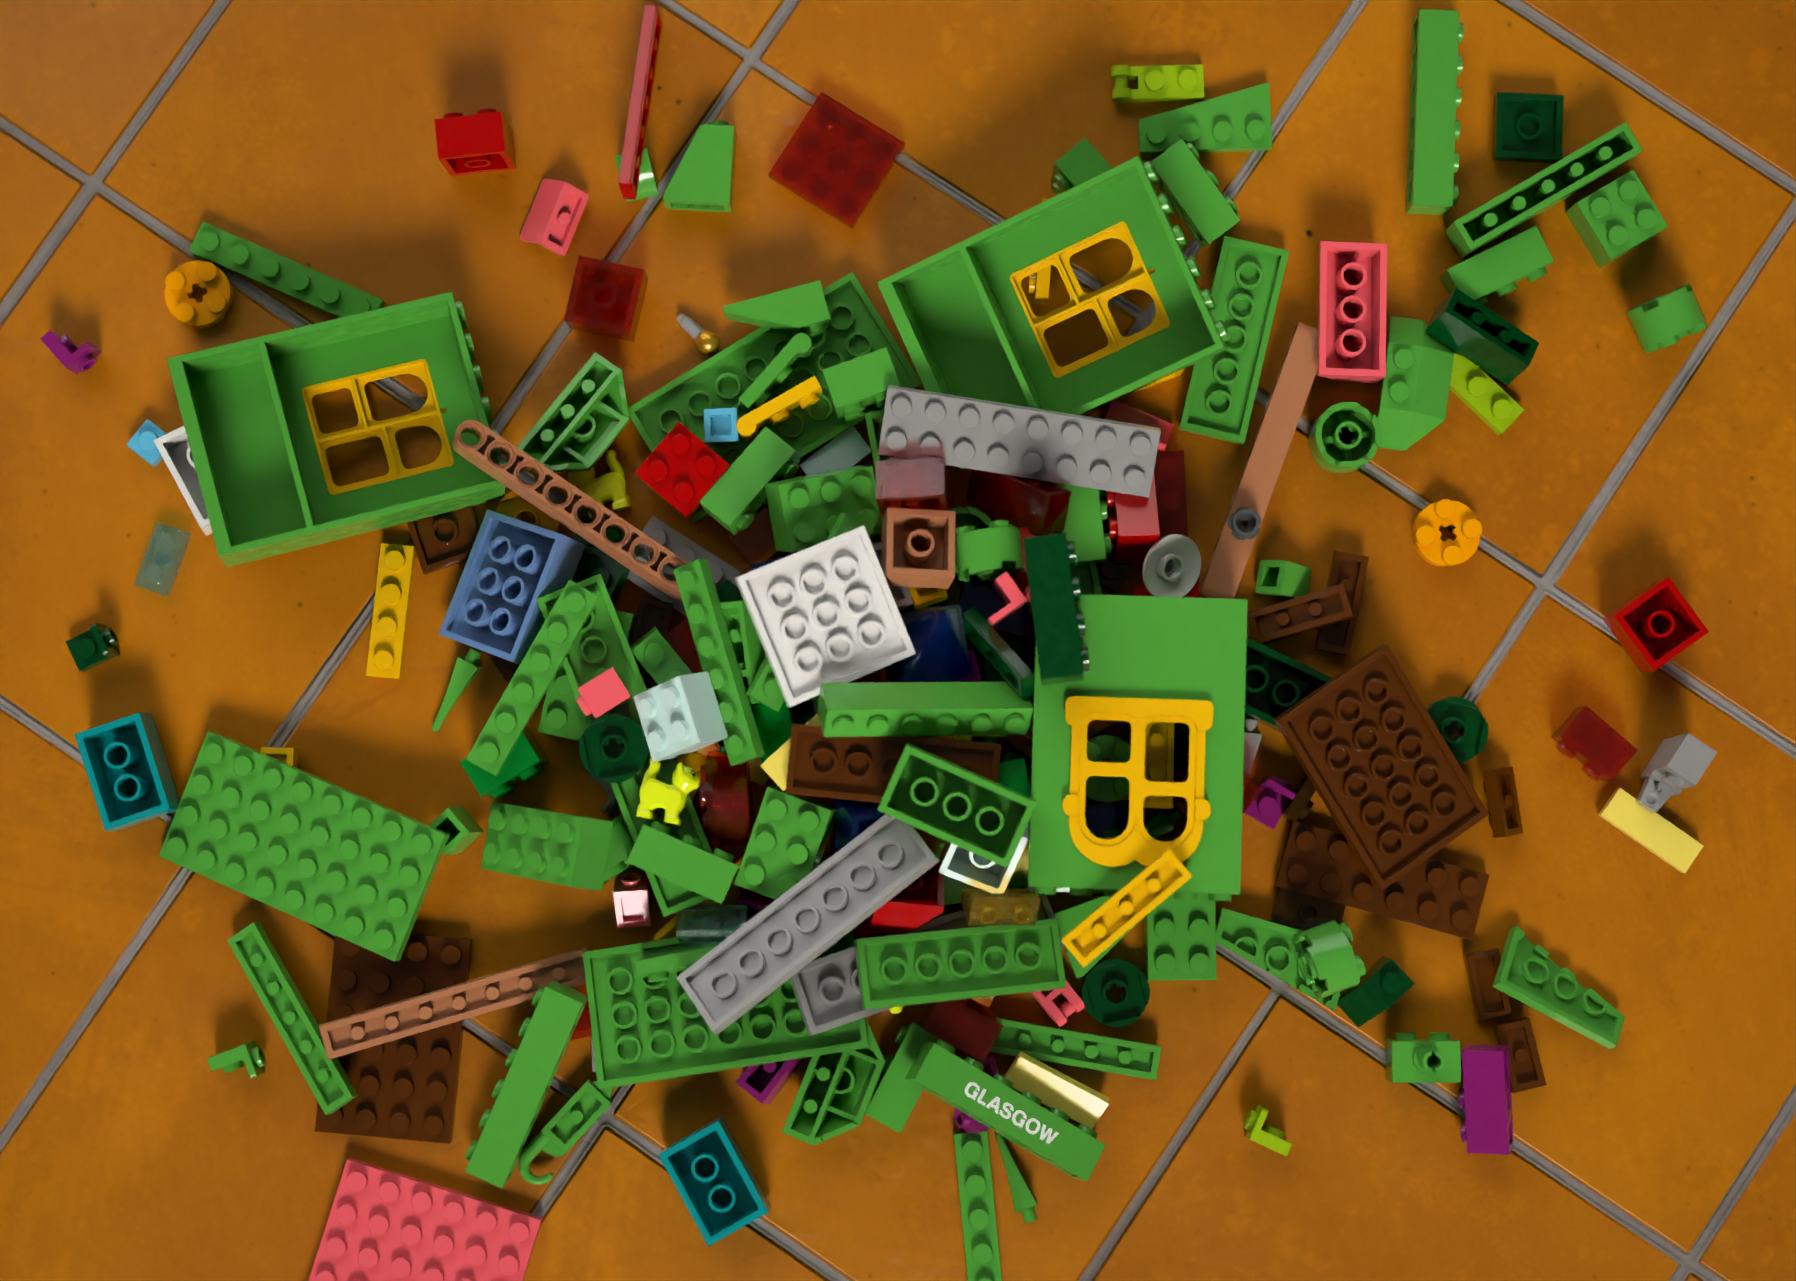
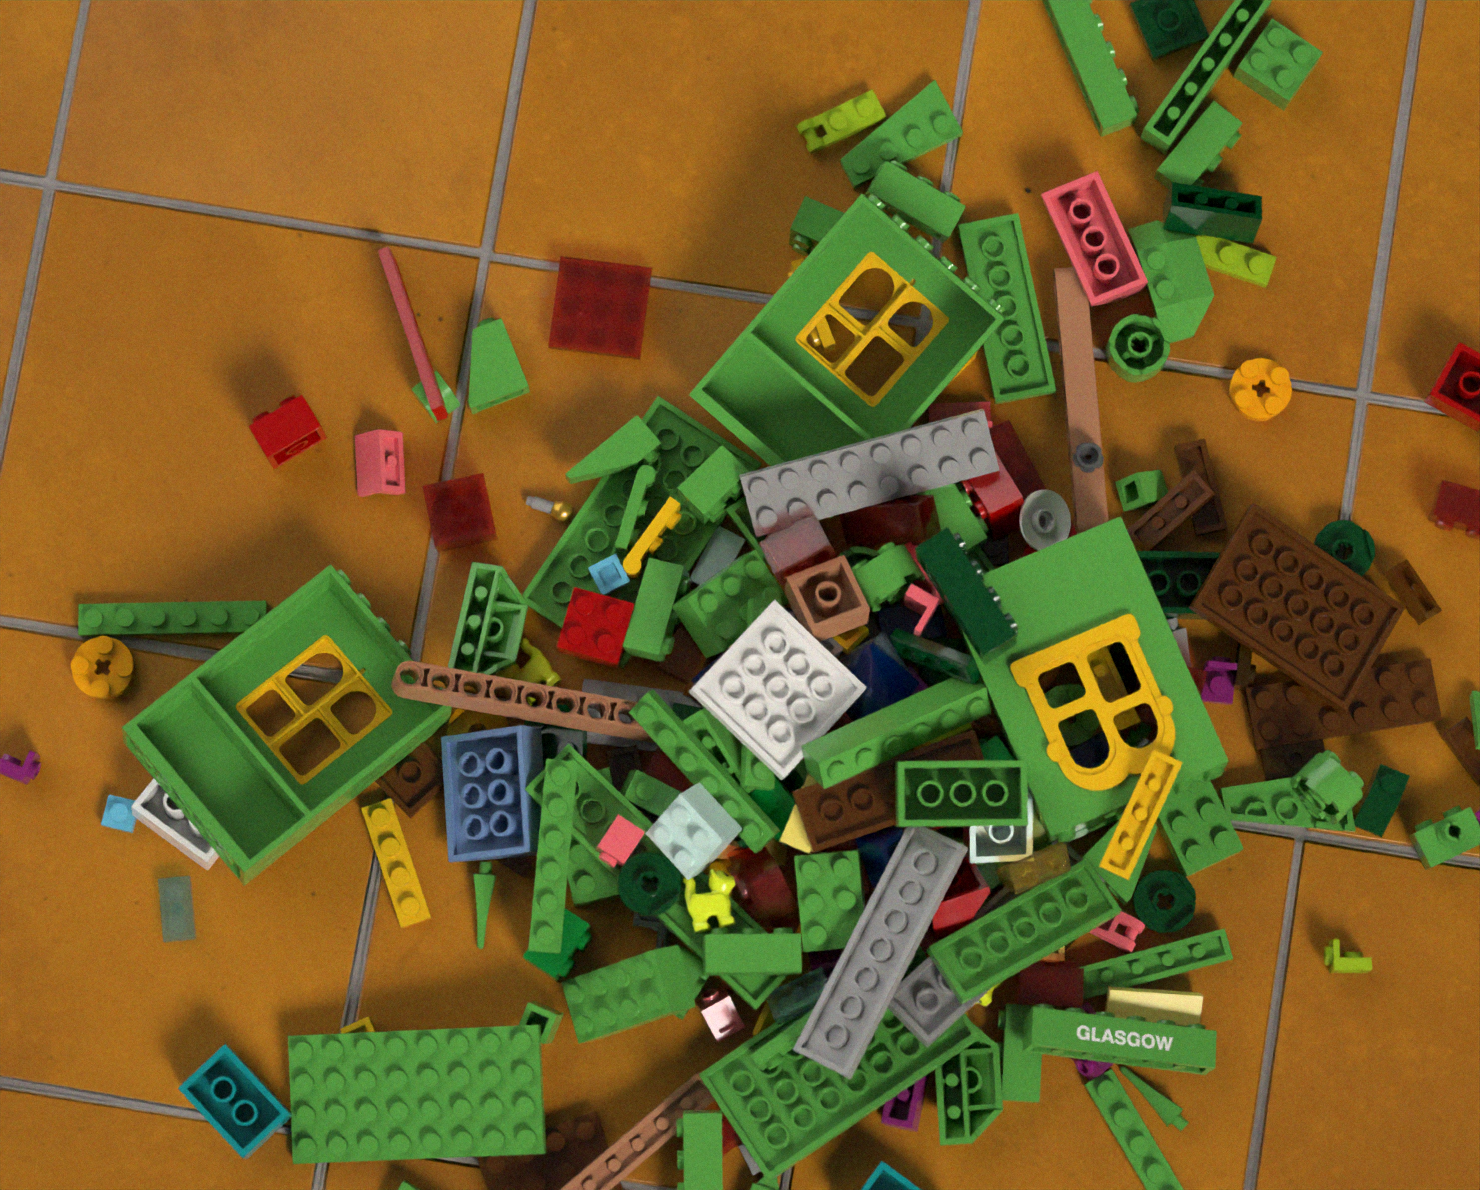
camera: 30 degrees left, 5 degrees down
(93, 647) = (152, 1011): dark green bracket -> none
(1667, 319) = (1358, 128): bright green brick -> none

